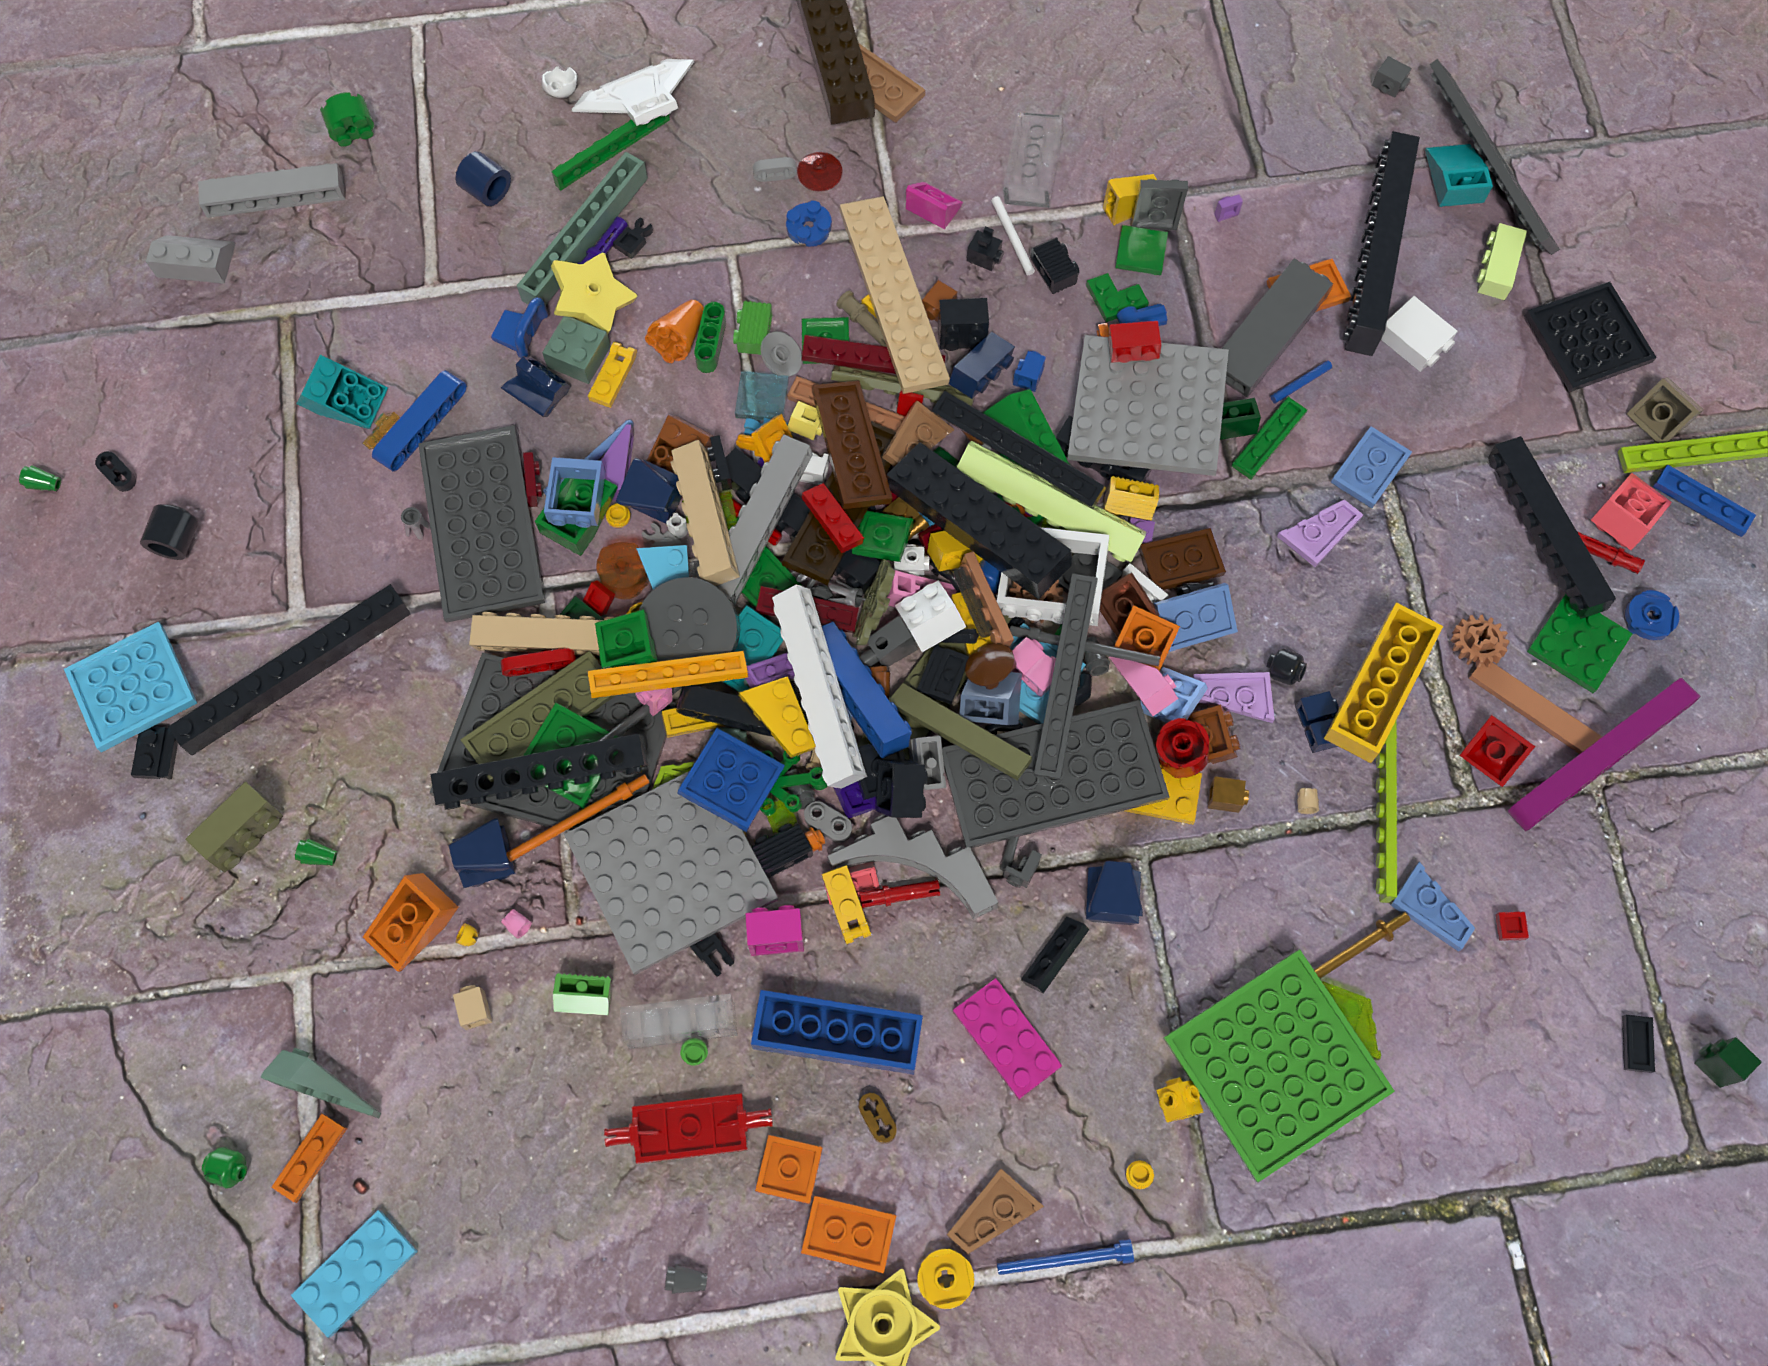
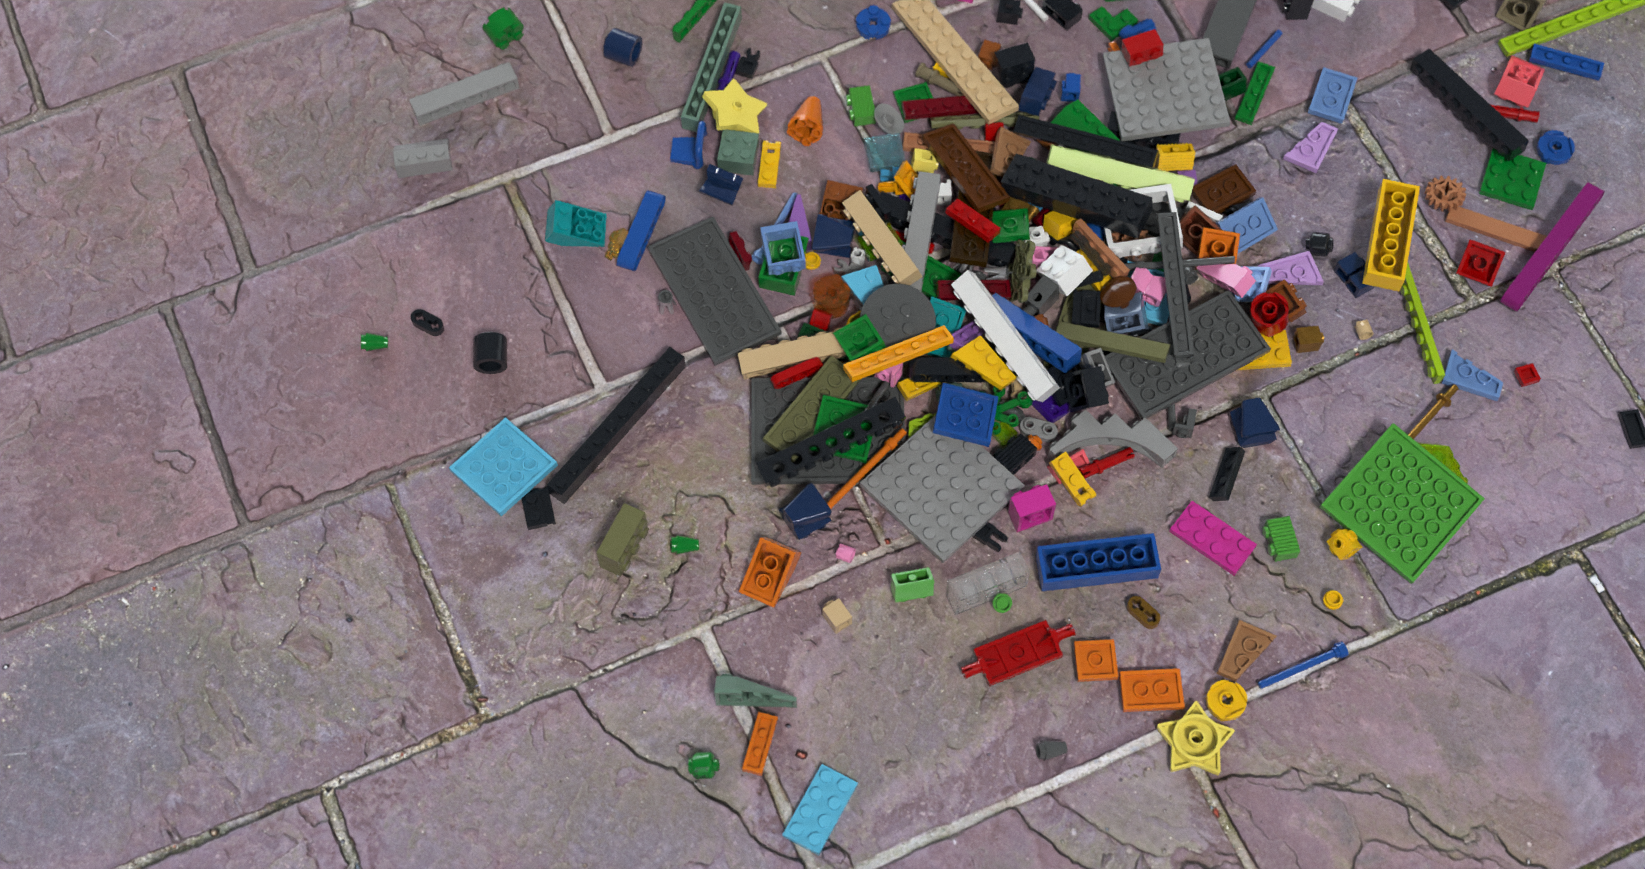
camera: 15 degrees left, 5 degrees down
(465, 935) = (813, 570): yellow hinge -> none
(710, 327) = (832, 113): green beam -> none
(1097, 1067) = (1281, 538): none -> bright green brick

